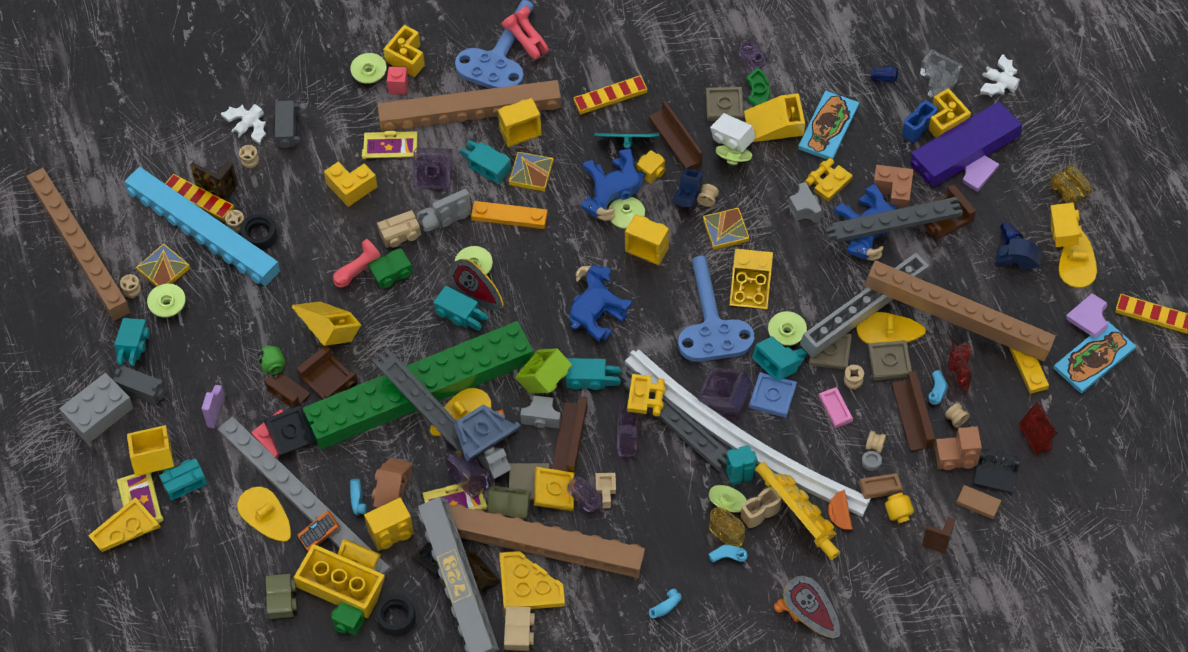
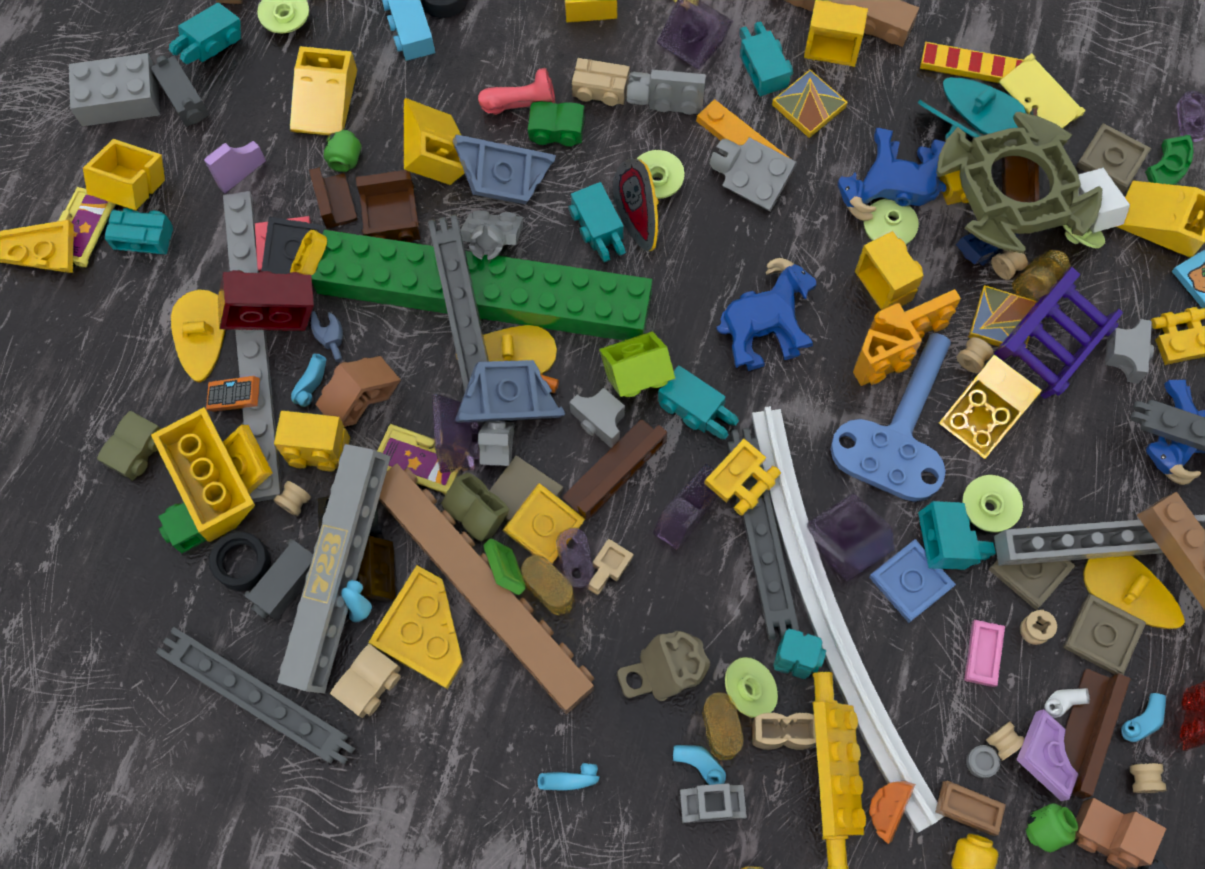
camera: 35 degrees right, 10 degrees up
(232, 332) = (322, 90): none -> yellow slope
(301, 466) = (265, 301): none -> dark red brick
(305, 427) = (309, 253): none -> yellow beam
(348, 466) = (328, 336): none -> sand blue hand
(379, 313) = (501, 169): none -> sand blue wing
(399, 564) = (292, 498): none -> tan wheel
(405, 349) = (491, 232): none -> light grey plate
(429, 608) = (281, 582): none -> dark grey brick
(483, 588) = (357, 604): none -> medium azure arm
(528, 228) = (753, 171): none -> light grey plate
(550, 520) = (504, 566): none -> bright green tile
(581, 516) = (547, 584): none -> clear yellow brick
(633, 116) = (982, 105): none -> teal shield
(661, 89) = (1041, 90): none -> light yellow door
(675, 516) = (667, 666): none -> dark tan piece
(676, 271) = (898, 334): none -> light orange piece
(685, 172) = (1002, 216): none -> olive piece
(724, 256) = (975, 355): none -> tan wheel
(730, 191) = (1041, 274): none -> clear yellow brick
(743, 222) = (1032, 326): none -> dark purple fence
(748, 567) = (713, 803): none -> light grey brick
(890, 405) = (1063, 700): none -> white arm
(899, 435) = (1046, 757): none -> lavender tile
(926, 467) = (1051, 827): none -> bright green head

